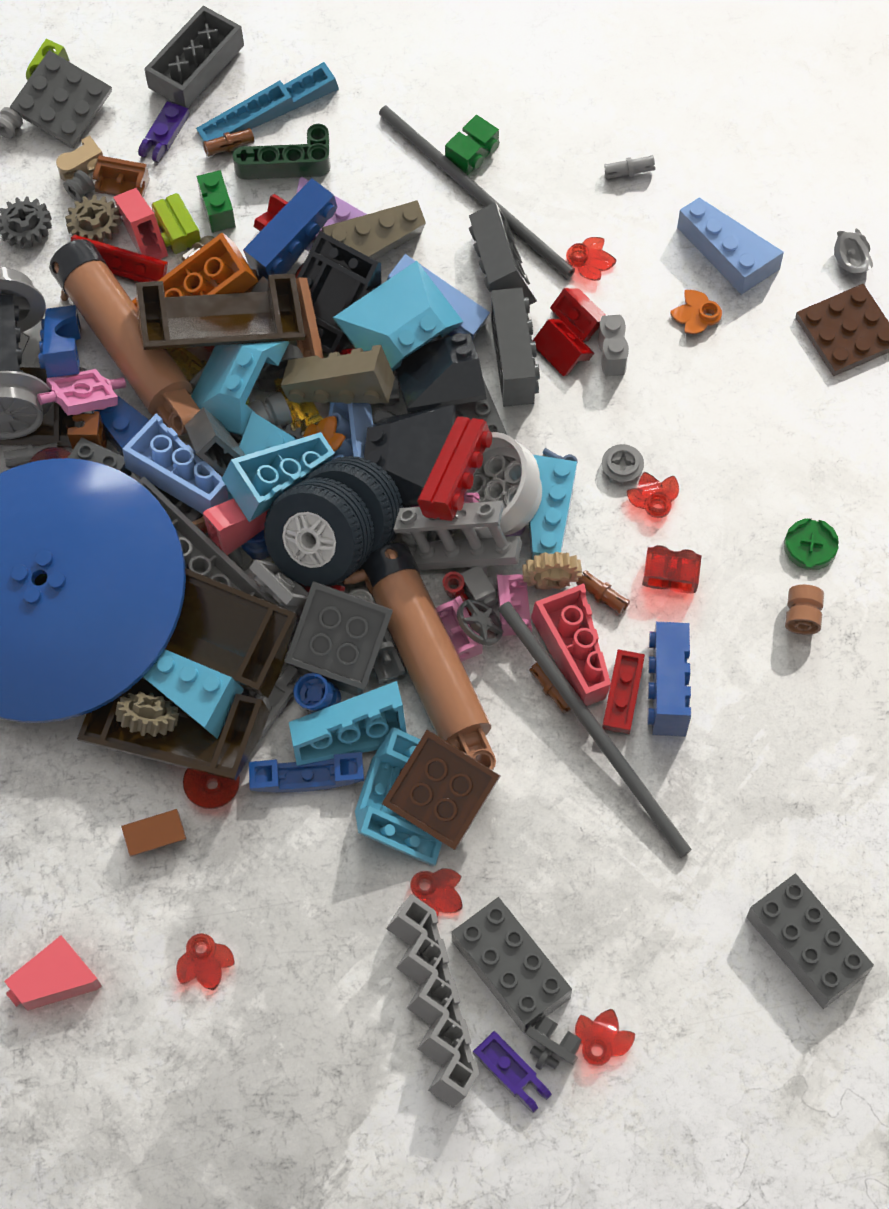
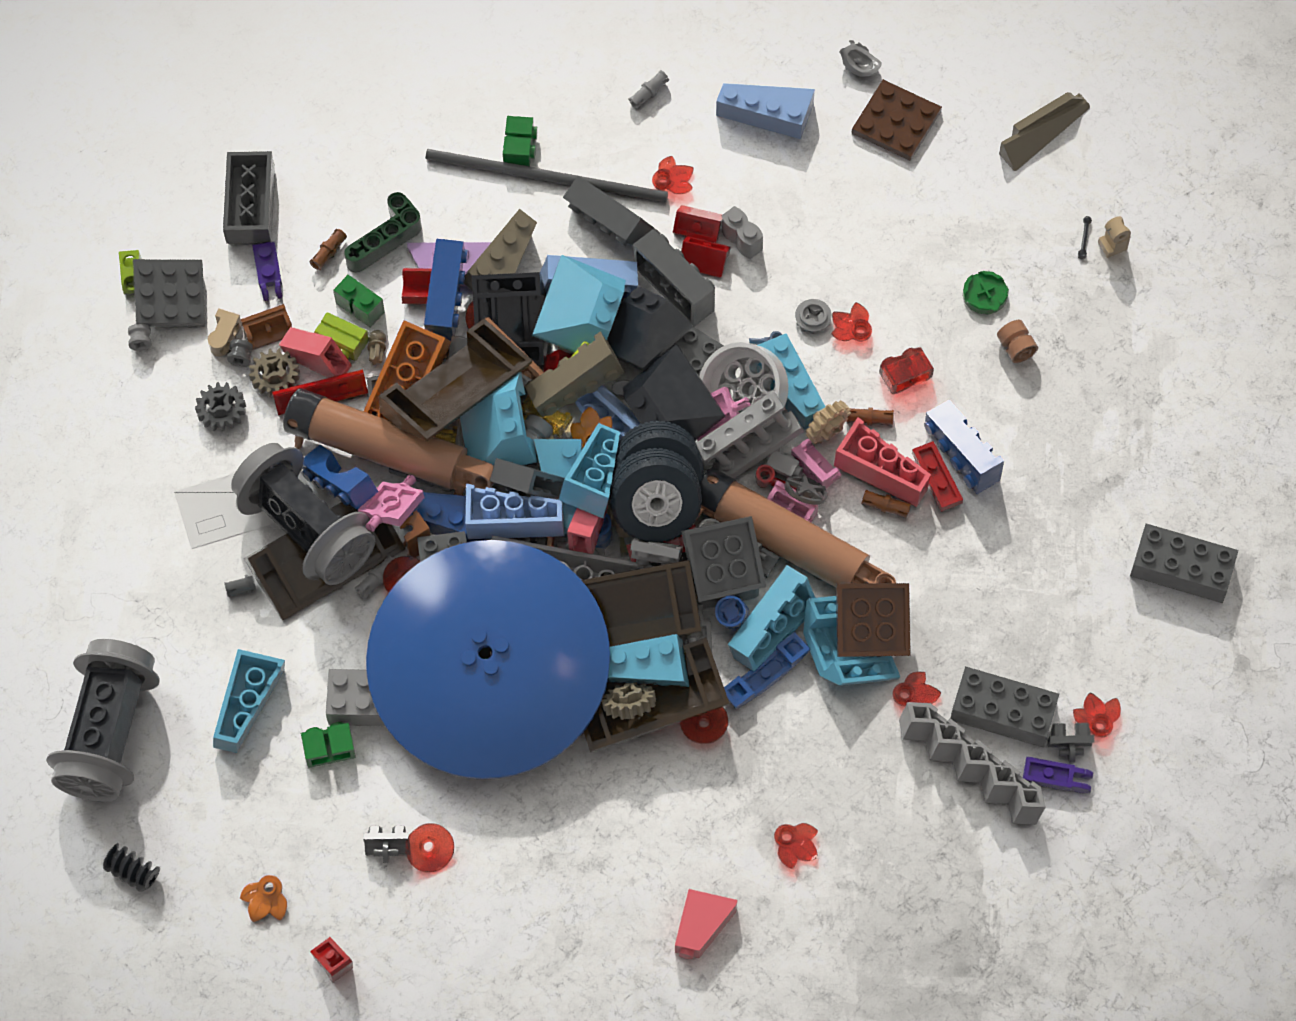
camera: 35 degrees left, 0 degrees up
(153, 832) = (692, 782): dark orange hinge -> none
(272, 103) = (334, 200): dark azure slope -> none
(455, 468) = (720, 389): red brick -> none
(595, 730) = (938, 513): dark grey piece -> none
(694, 312) = (777, 171): orange plate -> none

